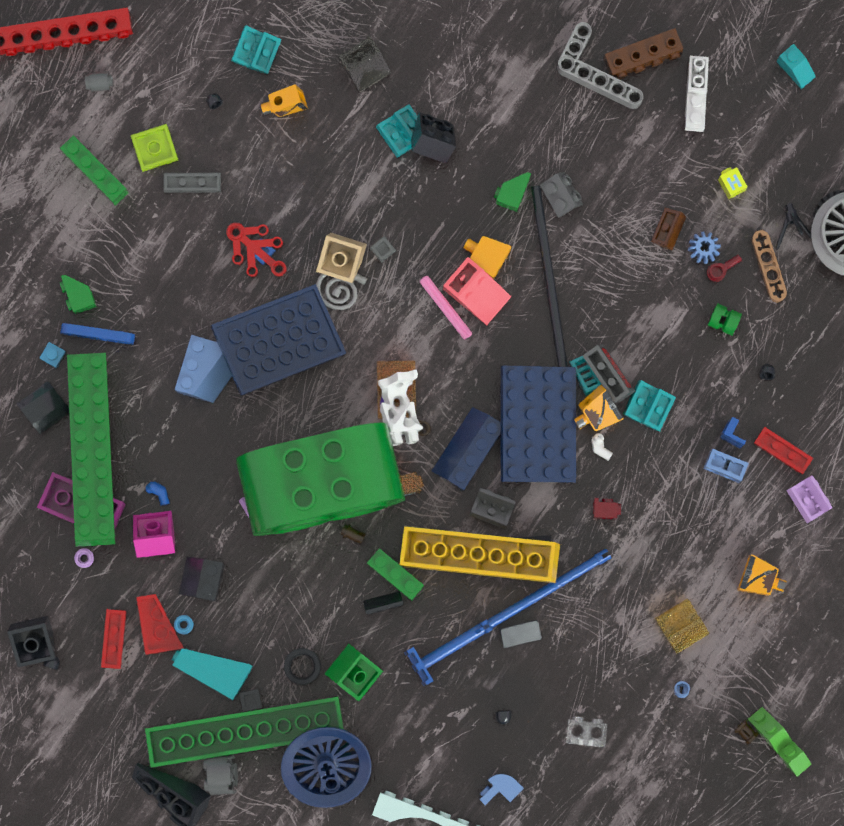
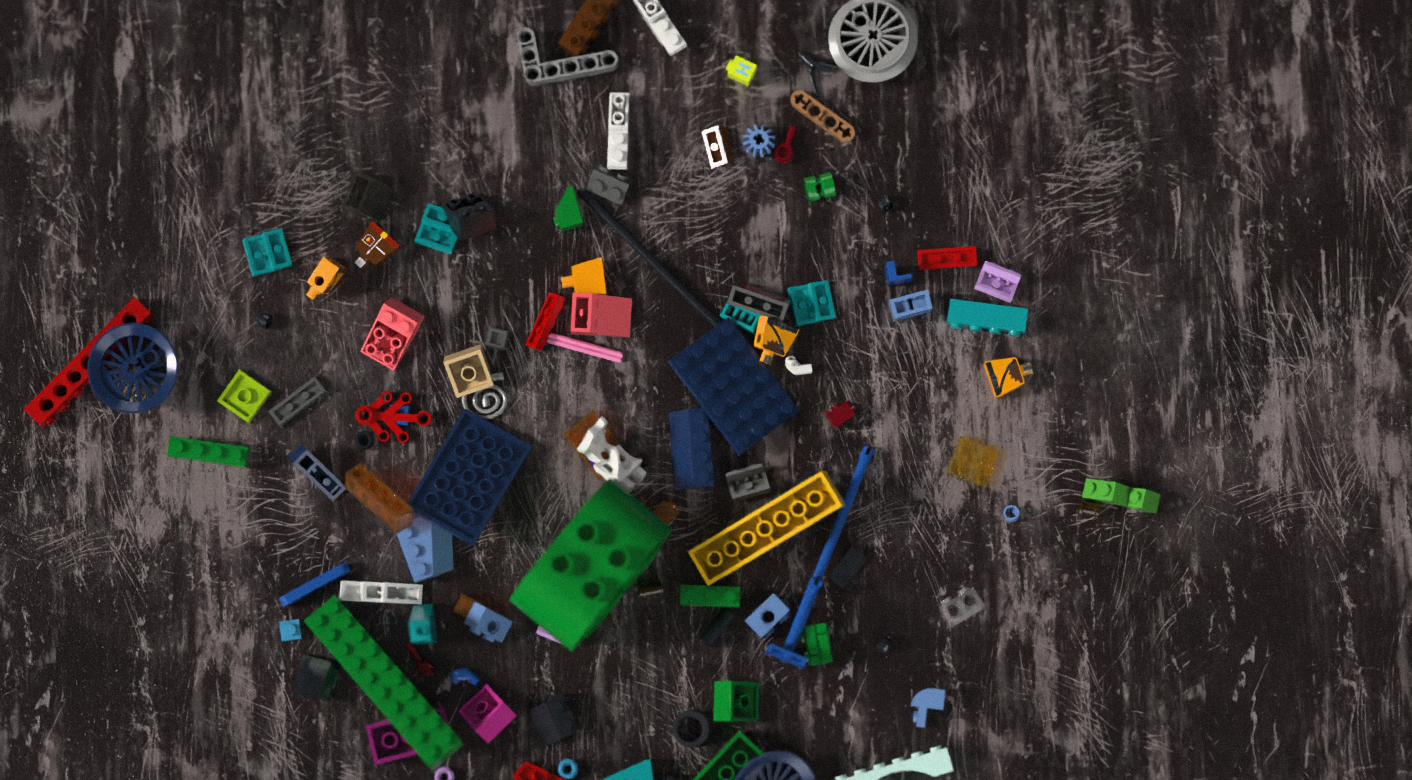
camera: 35 degrees left, 0 degrees up
(53, 60) = (106, 387): none -> dark blue piece
(79, 295) = (275, 564): green slope -> none
(133, 460) = (425, 666): none -> dark red plate
(143, 378) = (381, 592): none -> white slope
(155, 427) = (423, 625): none -> teal slope
(165, 248) = (317, 472): none -> dark blue slope
(196, 303) = (379, 498): none -> clear orange brick
(202, 442) = (464, 605): none -> clear orange brick
(207, 463) = (488, 622): none -> medium blue brick
(220, 245) = (362, 434): none -> black plate
(304, 184) = (392, 333): none -> coral slope
(342, 107) = (375, 247): none -> reddish brown torso
(417, 620) = (773, 605): none -> medium blue brick
(429, 264) = (545, 321): none -> red plate
(450, 676) = (817, 644): none -> green brick
(599, 158) = (618, 131): none -> white slope
(779, 520) = (986, 316): none -> teal brick

